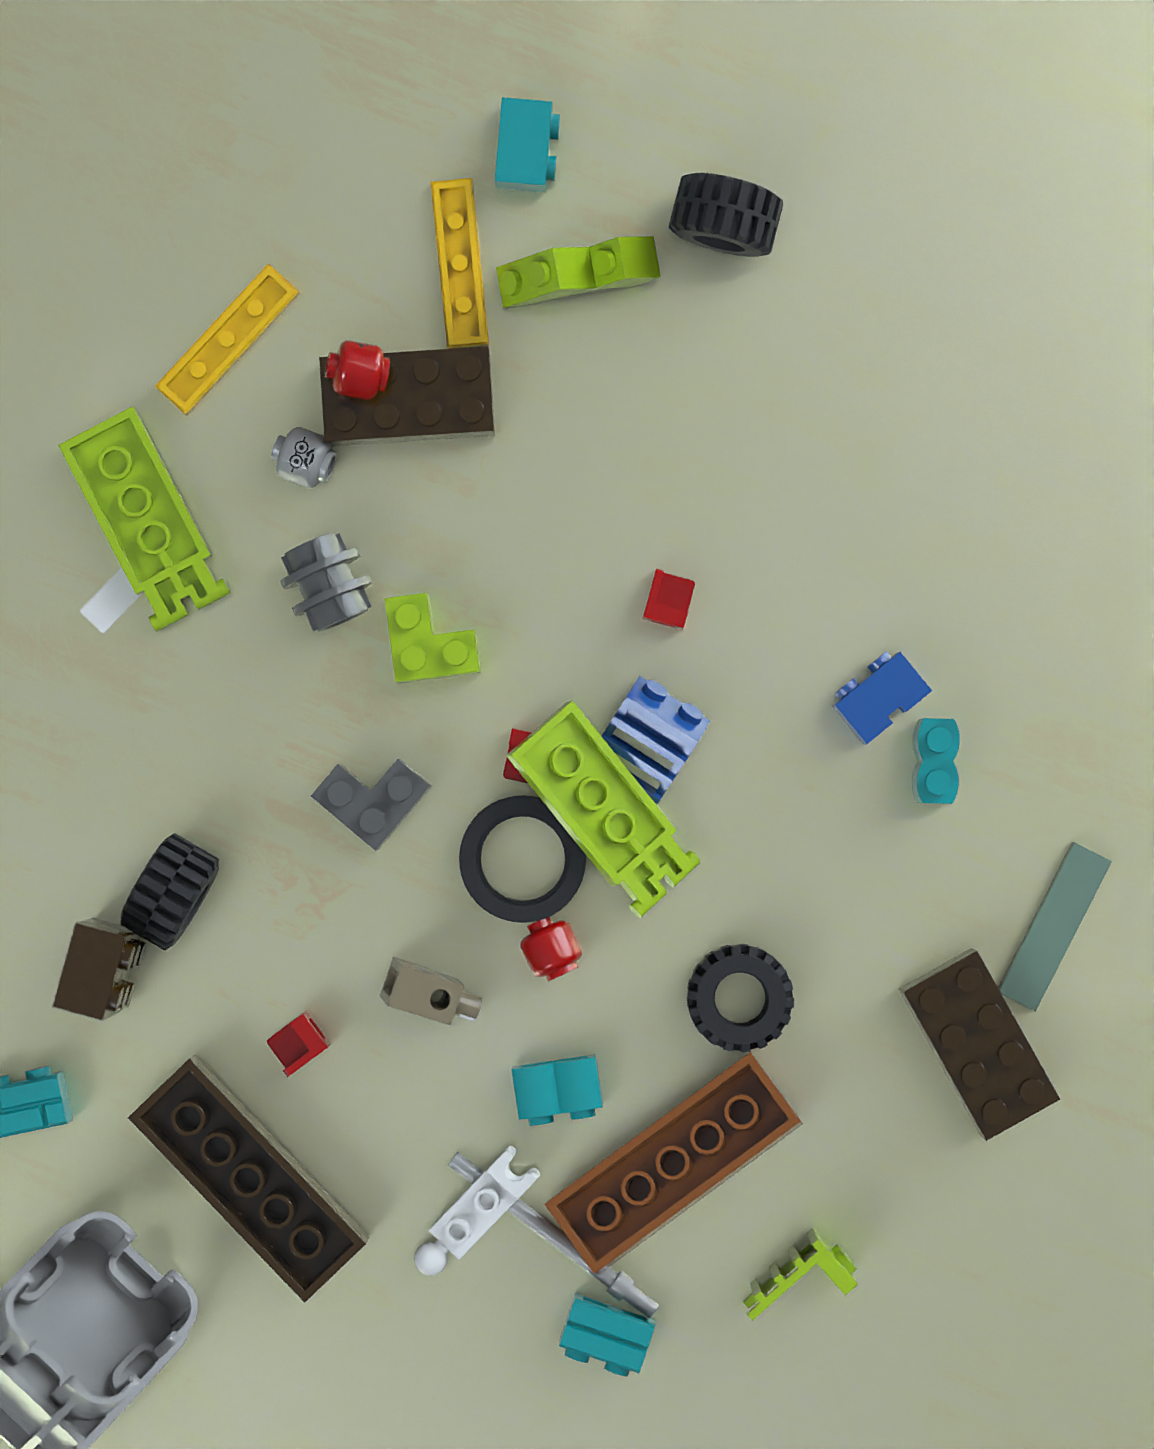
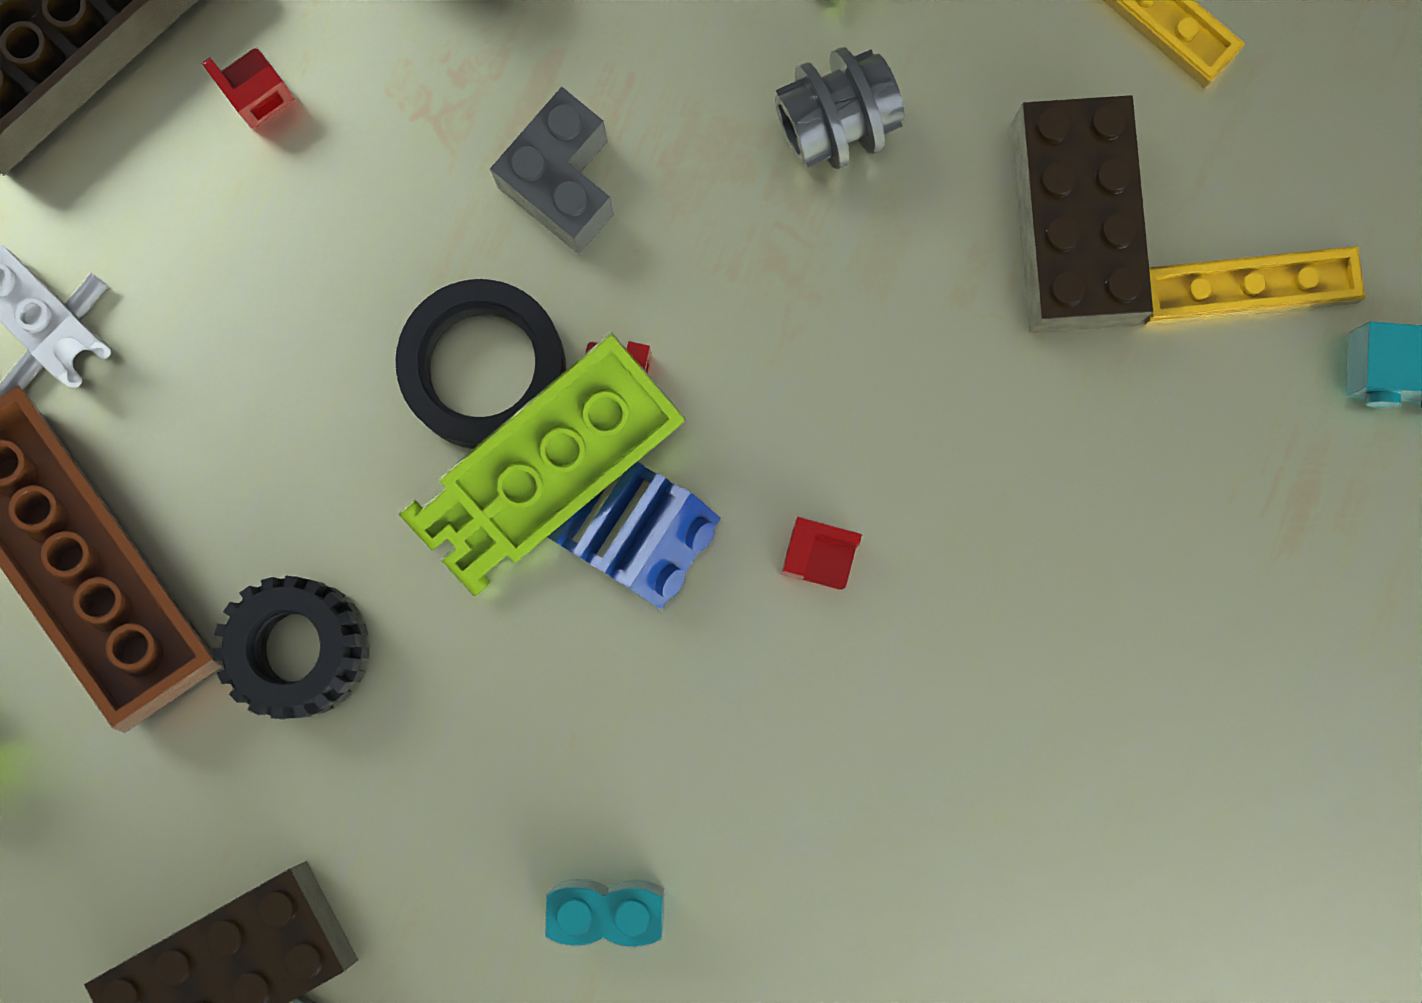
camera: 85 degrees right, 5 degrees down
(304, 457) = (998, 85): light grey head -> none
(358, 370) = (1122, 133): red head -> none
(411, 987) = (307, 222): dark tan torso -> none
(421, 653) = (755, 227): lime brick -> none
(551, 948) = (362, 400): red head -> none
(557, 1088) = (181, 409): teal brick -> none
(578, 270) = (1253, 420): lime arch -> none
(726, 214) = (1341, 625): black tyre -> none
(870, 702) = (705, 848): blue brick -> none

